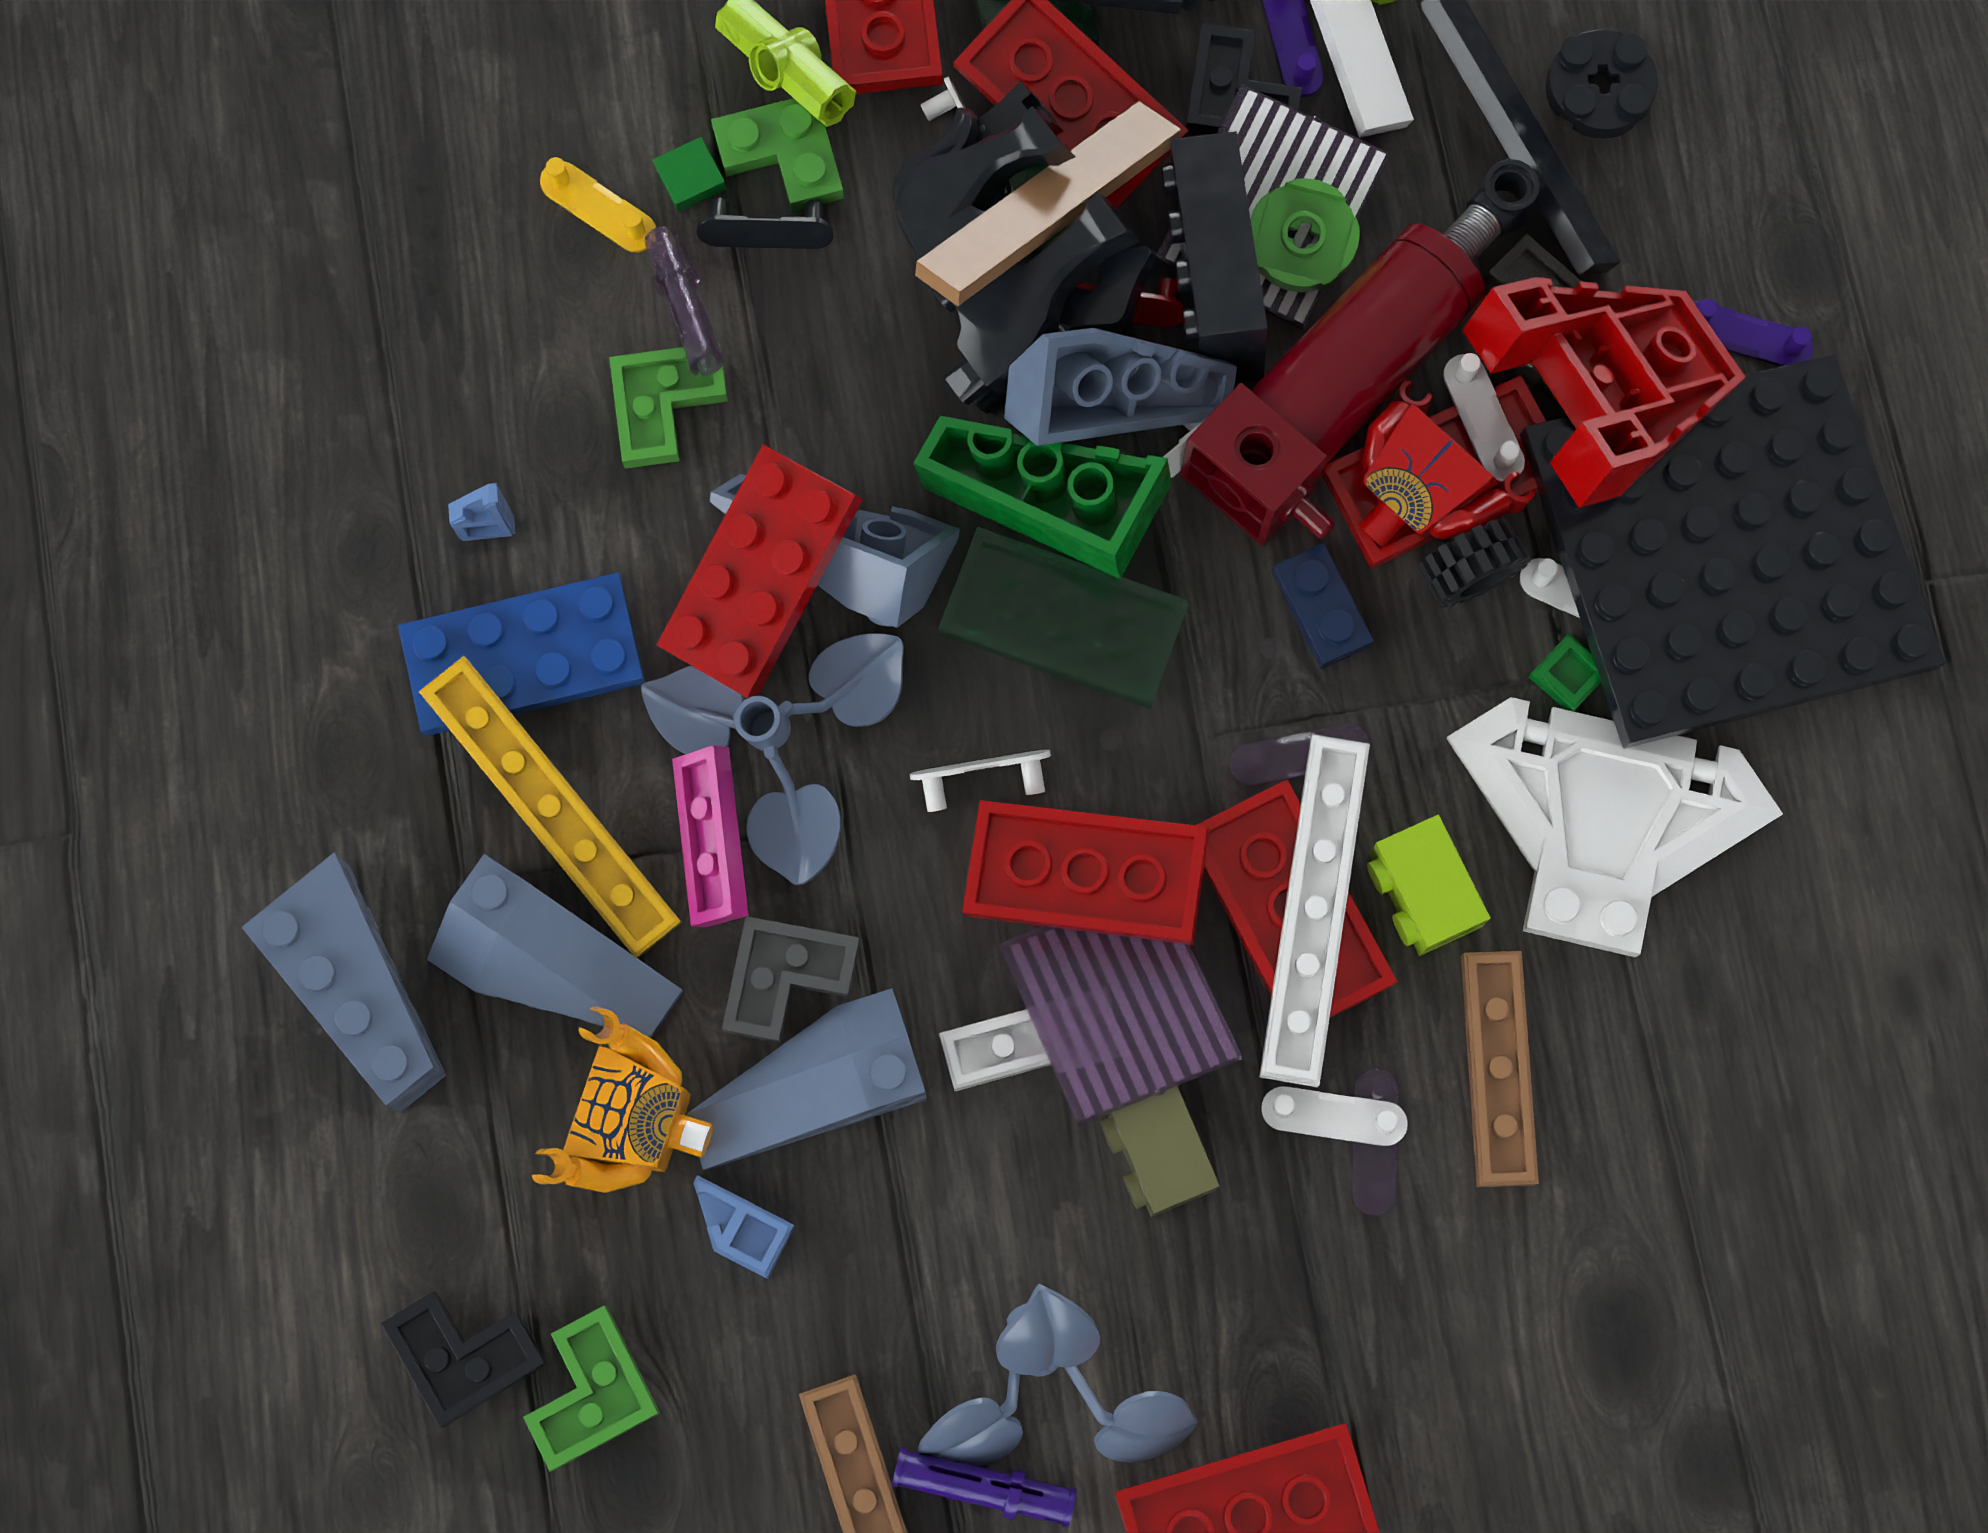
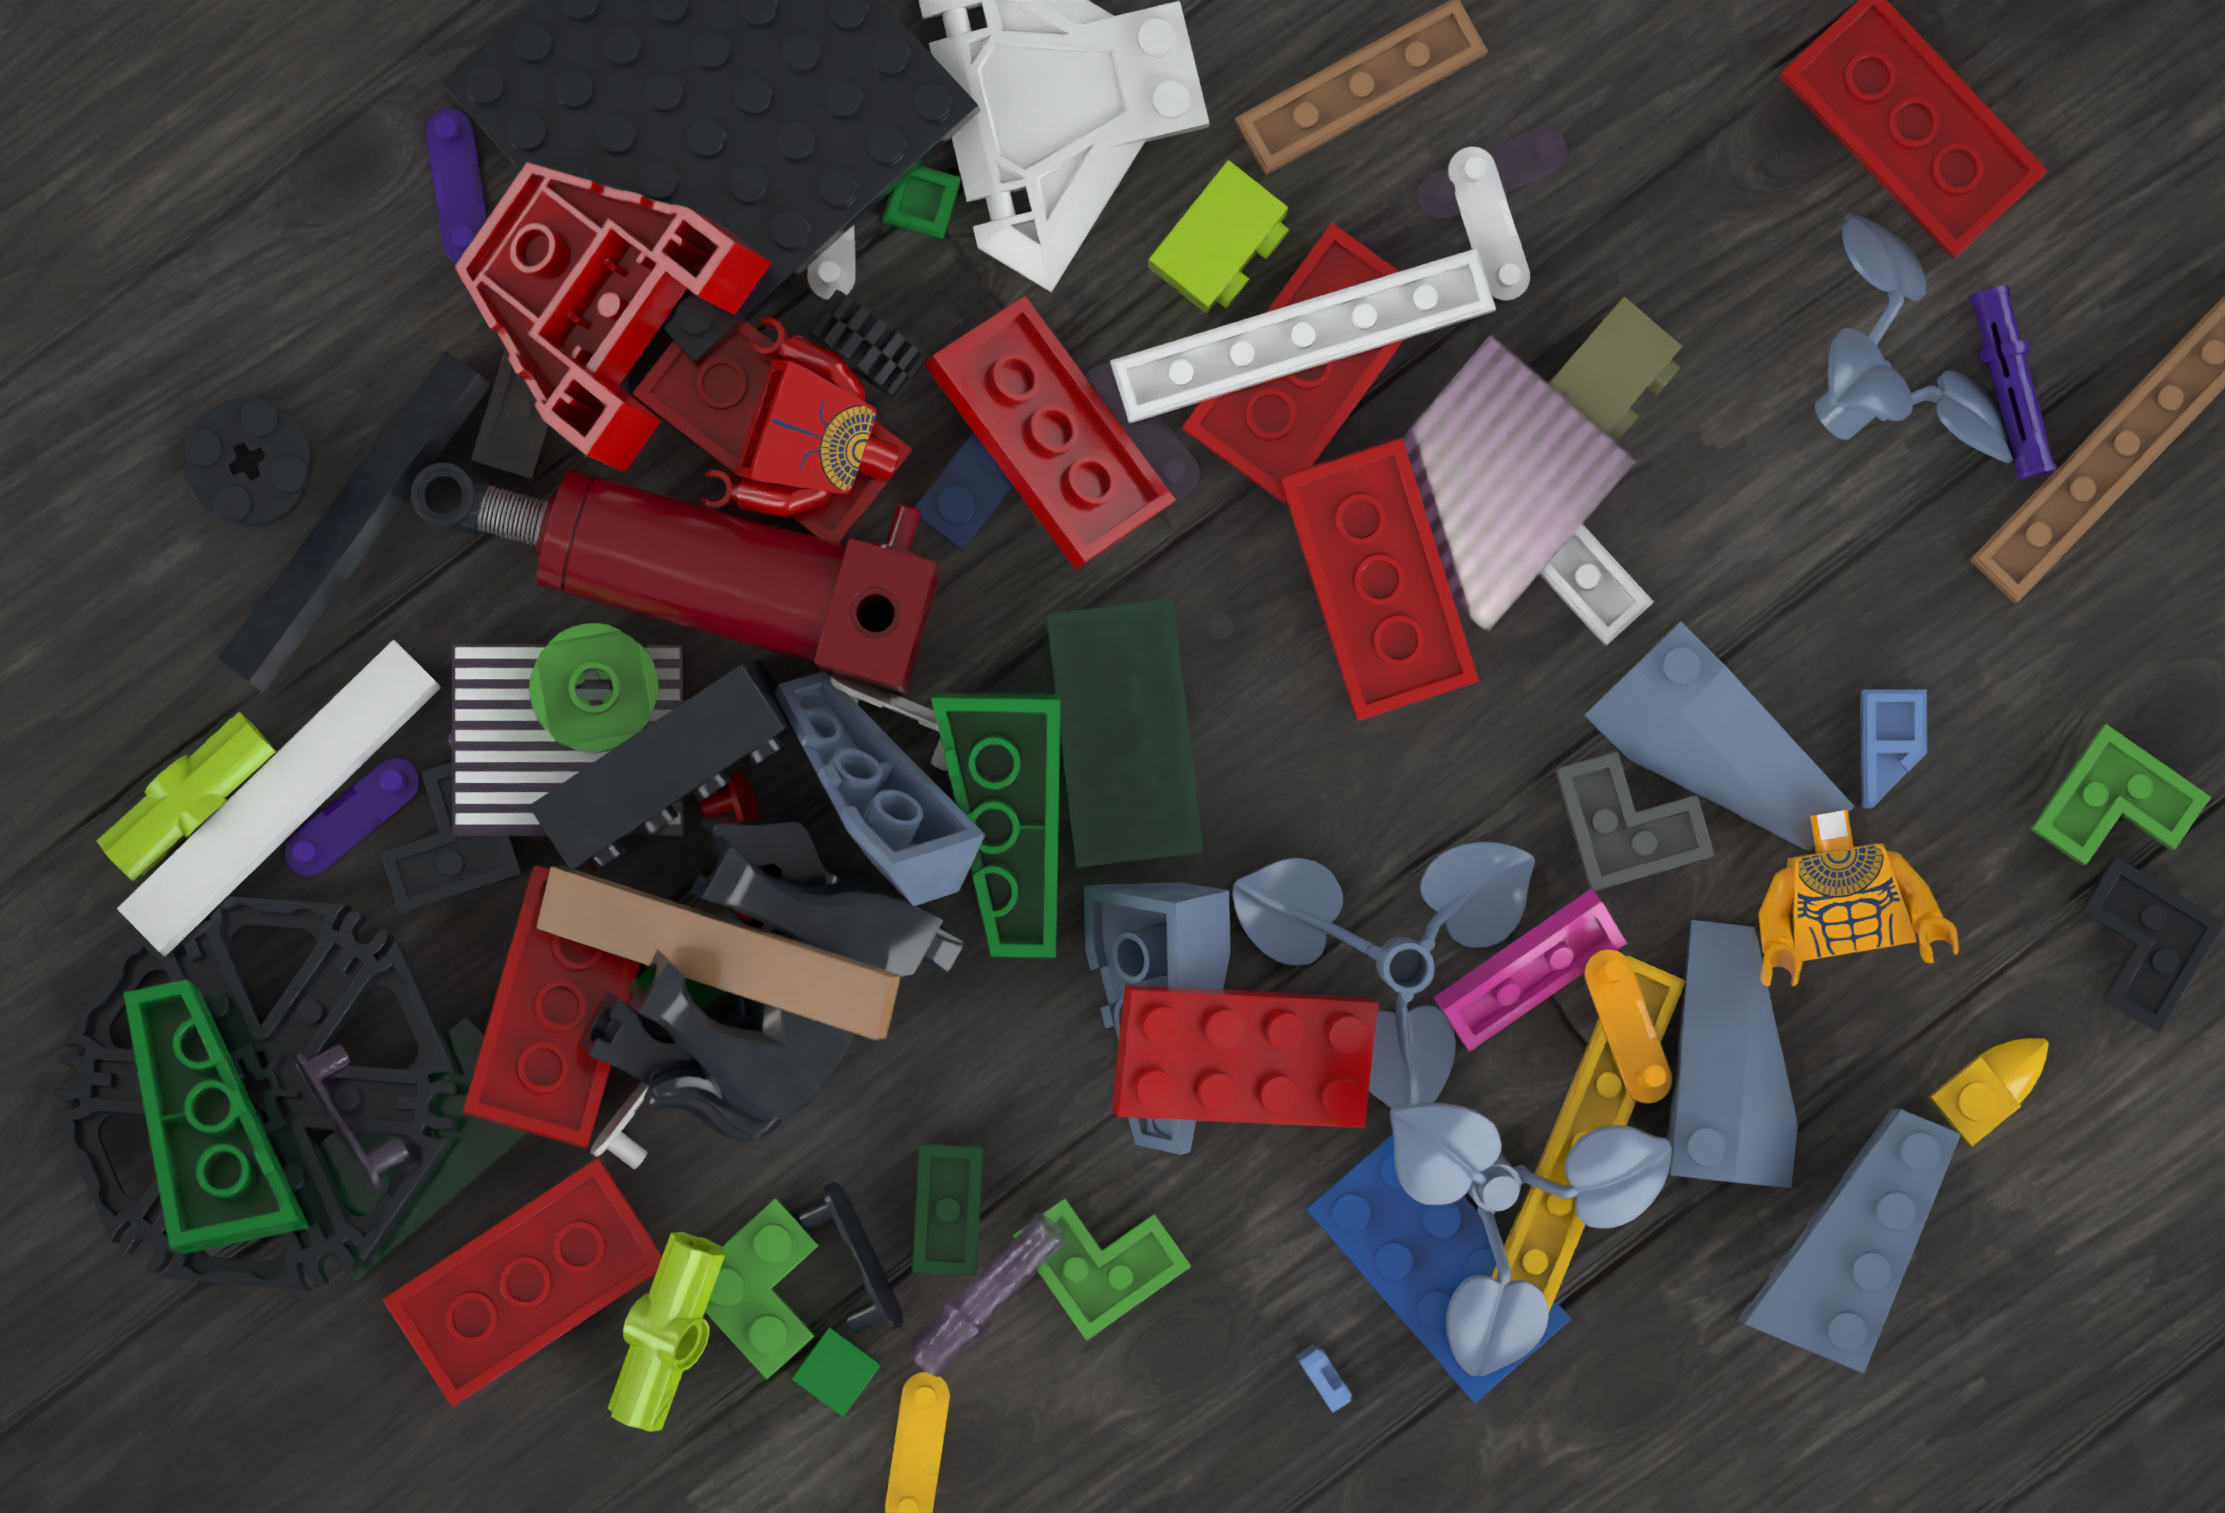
camera: 120 degrees left, 10 degrees up
(417, 1163) = (1991, 1087): none -> yellow plate
(592, 663) = (1457, 1150): none -> sand blue plant
(623, 889) = (1628, 1026): none -> light orange piece
(765, 308) = (948, 1209): none -> dark green plate
(933, 781) = (1289, 699): white piece -> none
(1334, 672) = (1049, 432): none -> red plate
(1483, 416) = (701, 408): white piece -> none

